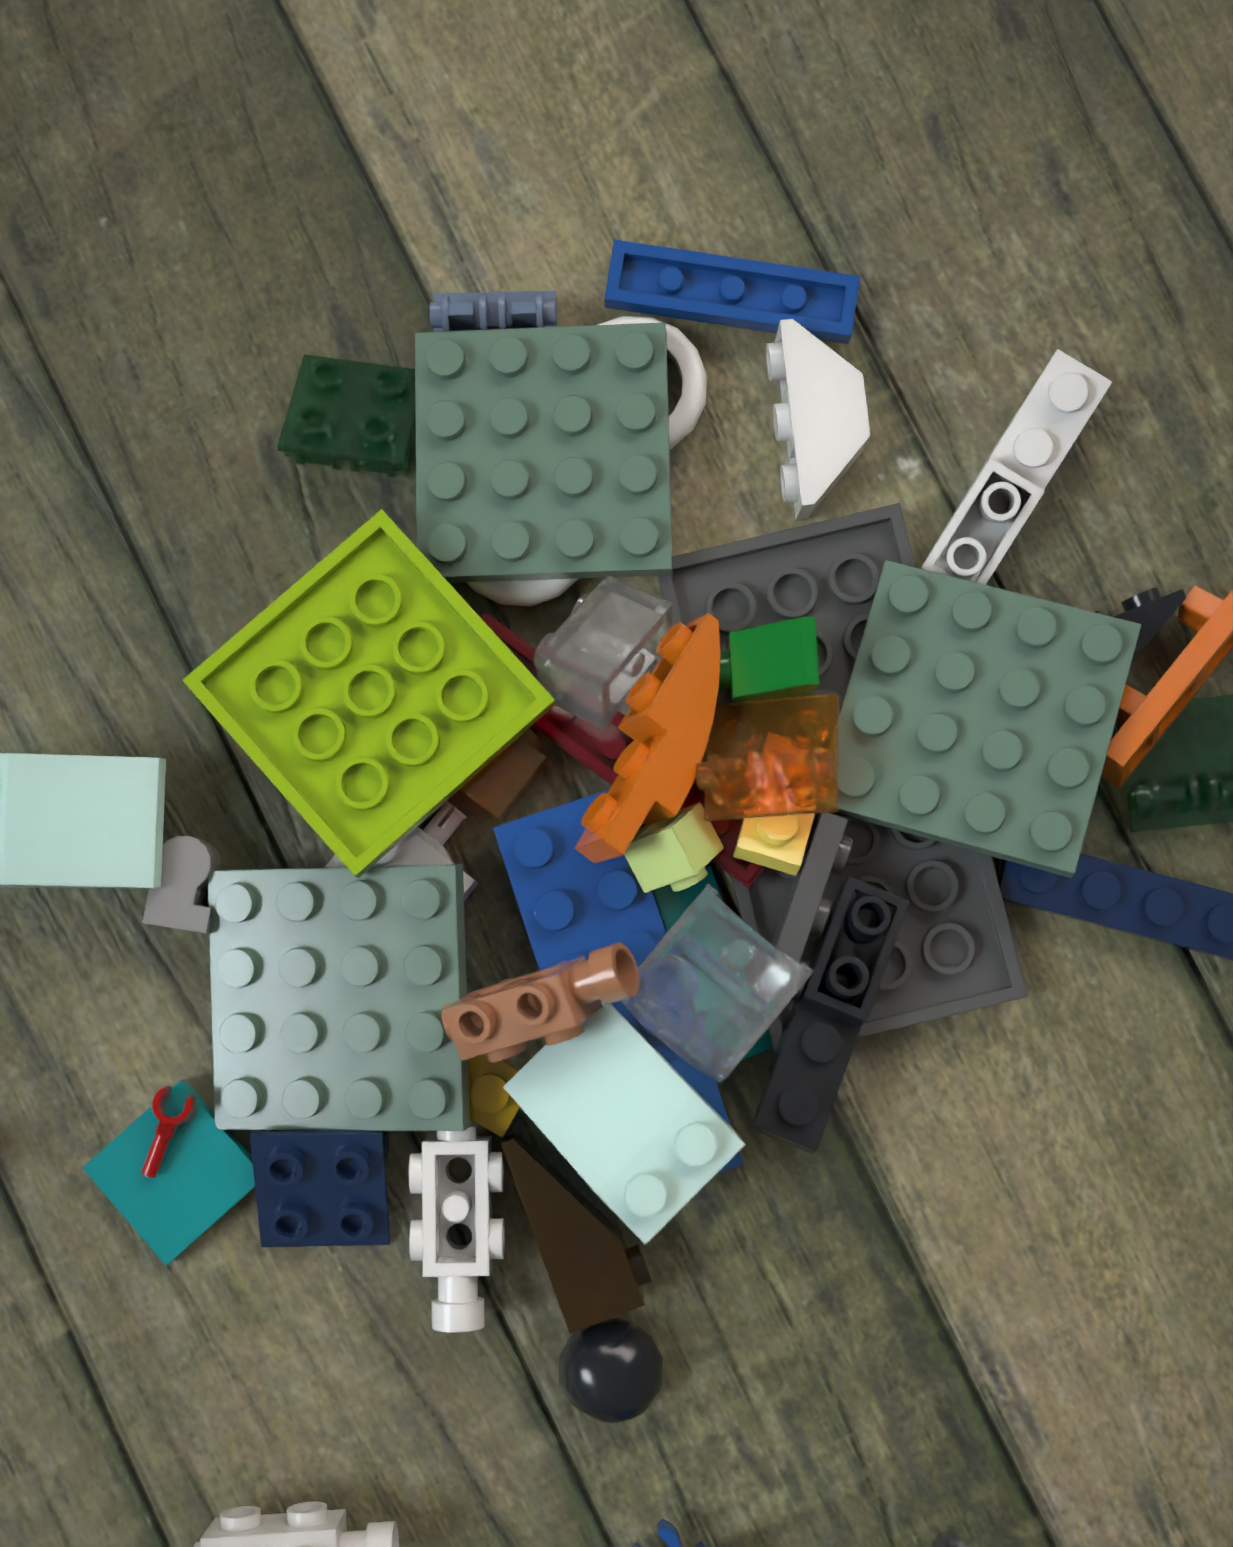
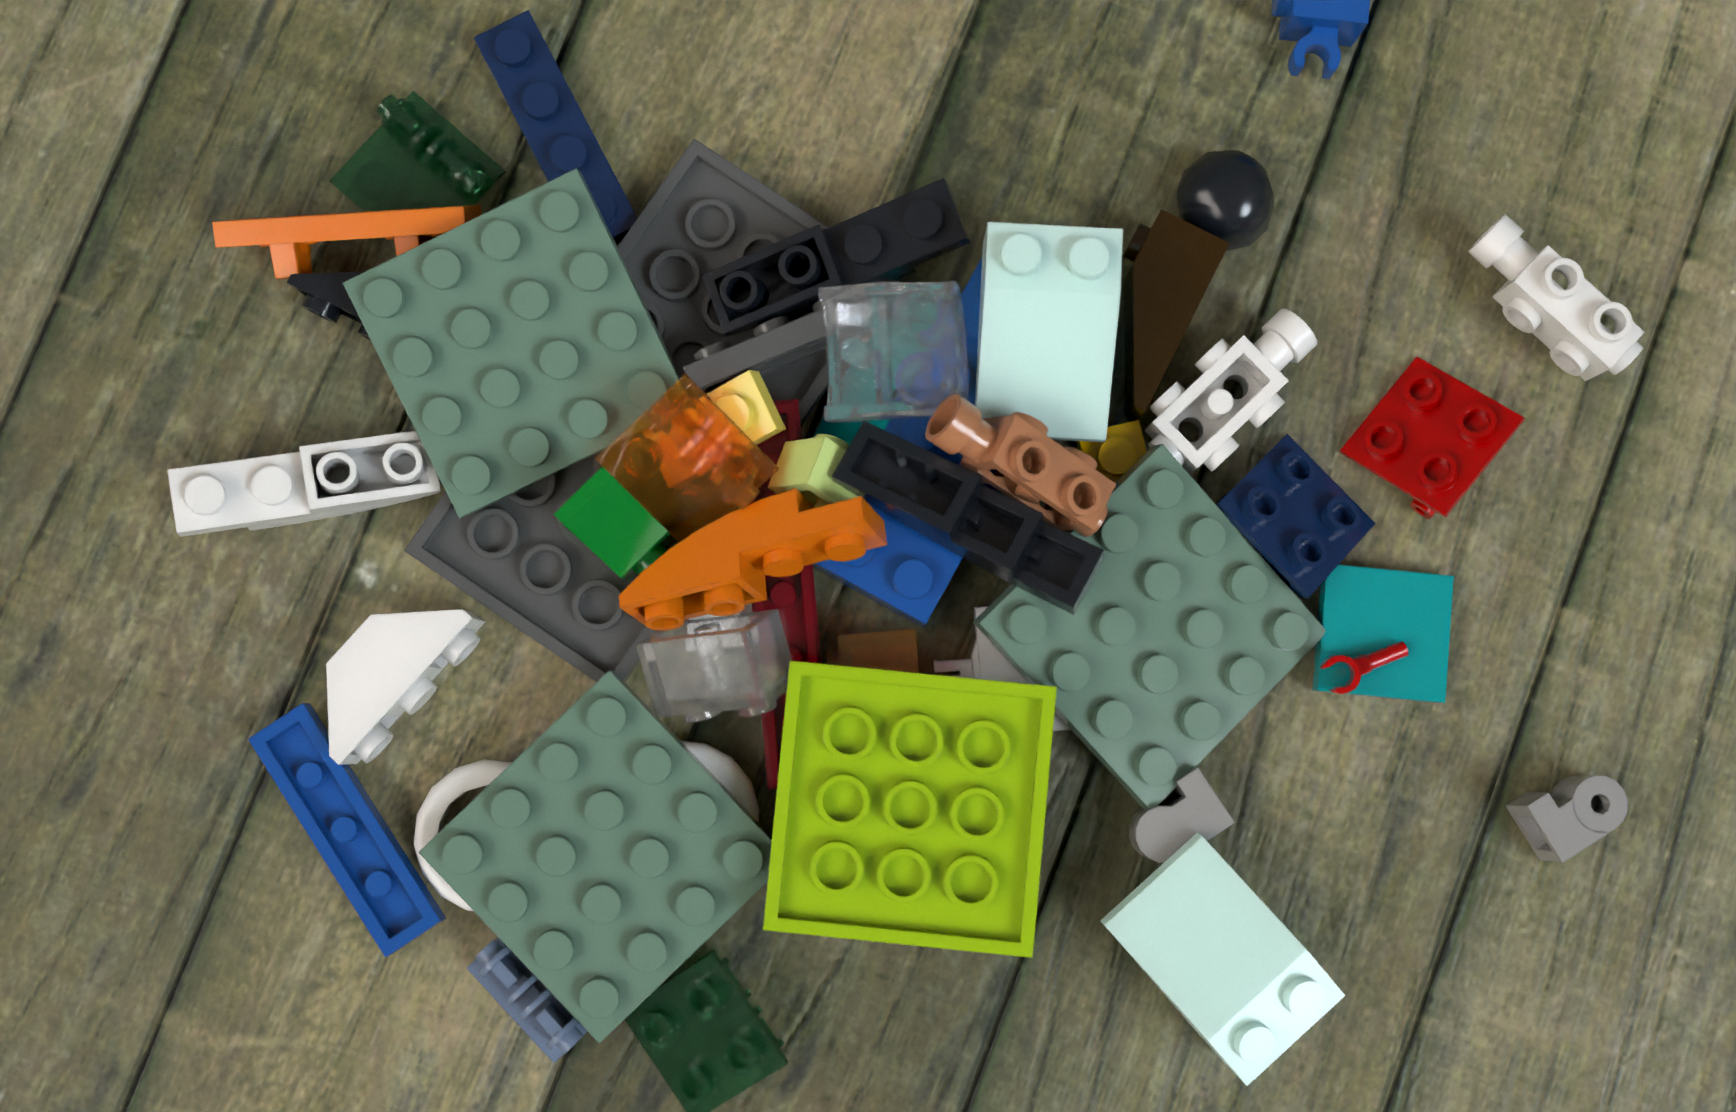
camera: 135 degrees left, 0 degrees up
(282, 1352) = (1431, 437): none -> red hinge
(539, 926) = (967, 517): none -> black slope

